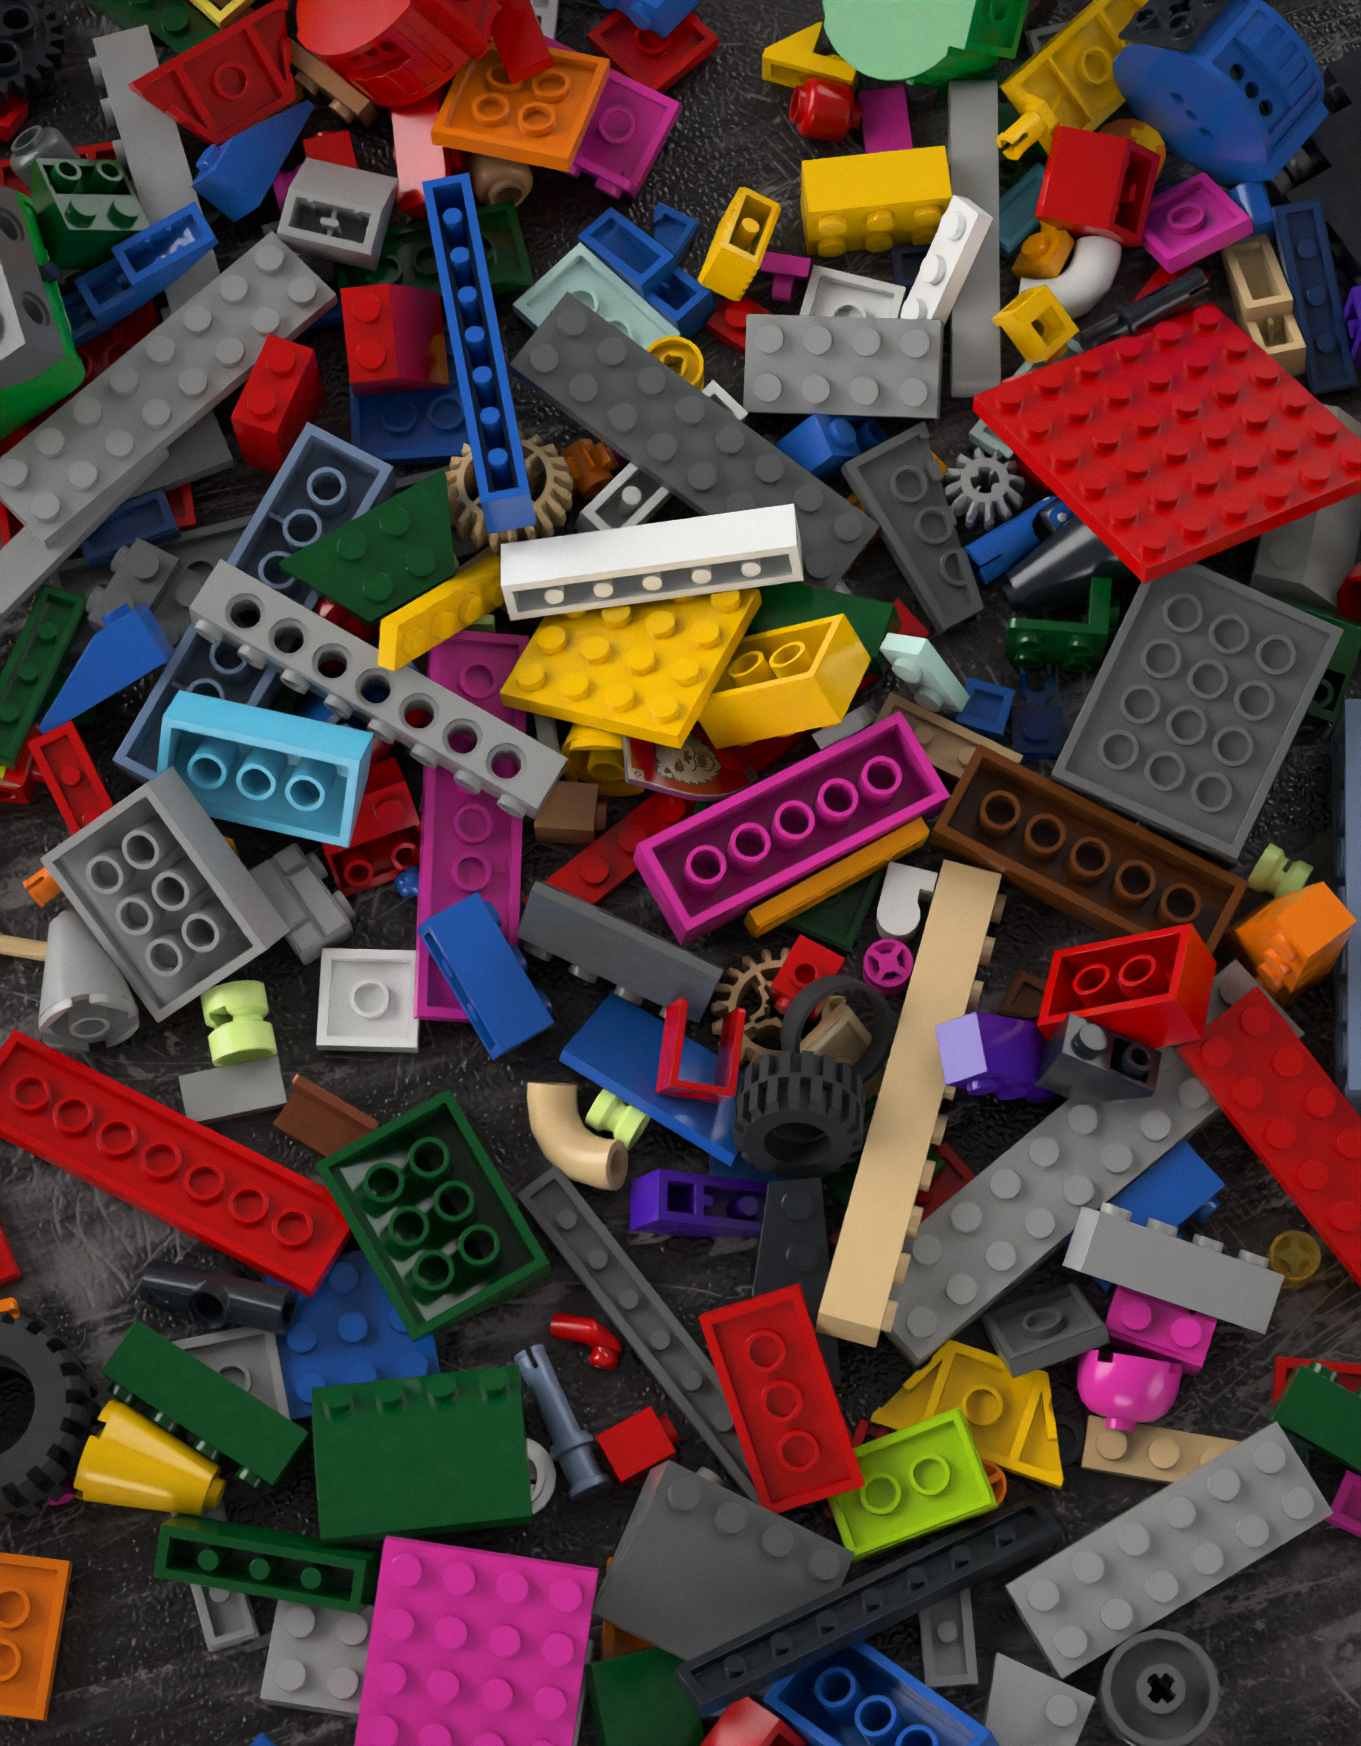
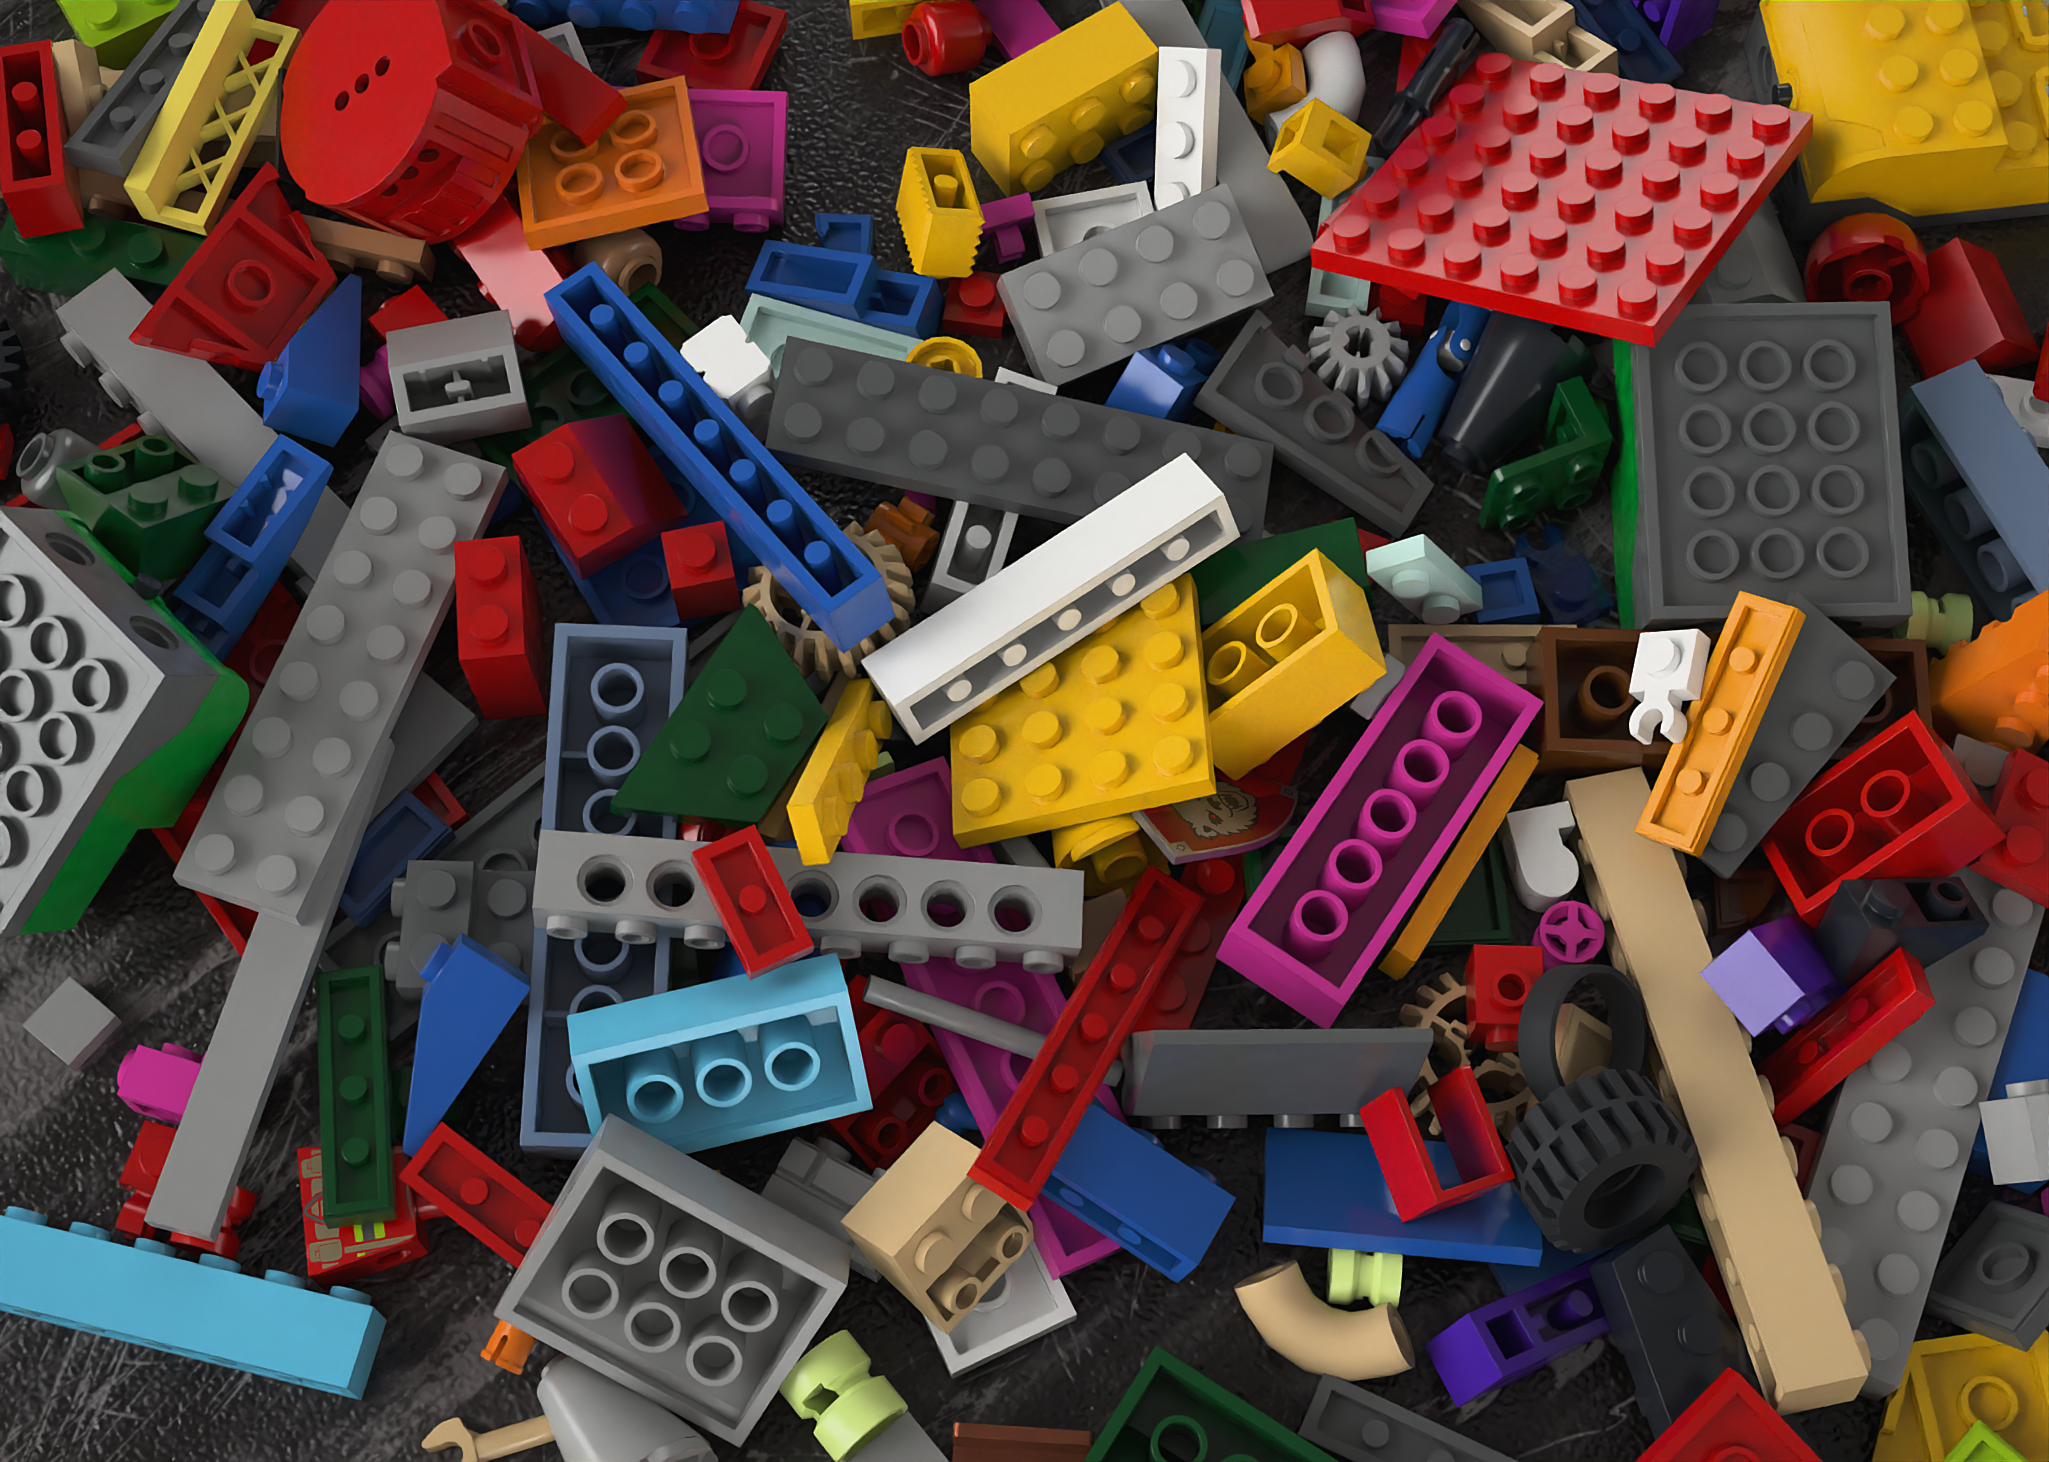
camera: 30 degrees left, 5 degrees down
(330, 672) = (752, 902): none -> red plate
(353, 945) = (937, 1228): none -> tan slope
(432, 429) = (701, 570): none -> red brick
(455, 835) = (963, 1020): none -> light grey bar
(512, 868) = (1085, 1039): none -> red tile
(518, 300) = (734, 371): none -> white brick
(1019, 1119) = (1846, 1034): none -> red plate
(1036, 819) = (1664, 674): none -> white plate
(1056, 868) = (1721, 723): none -> light orange tile
(1107, 891) = (1812, 711): none -> dark grey wing

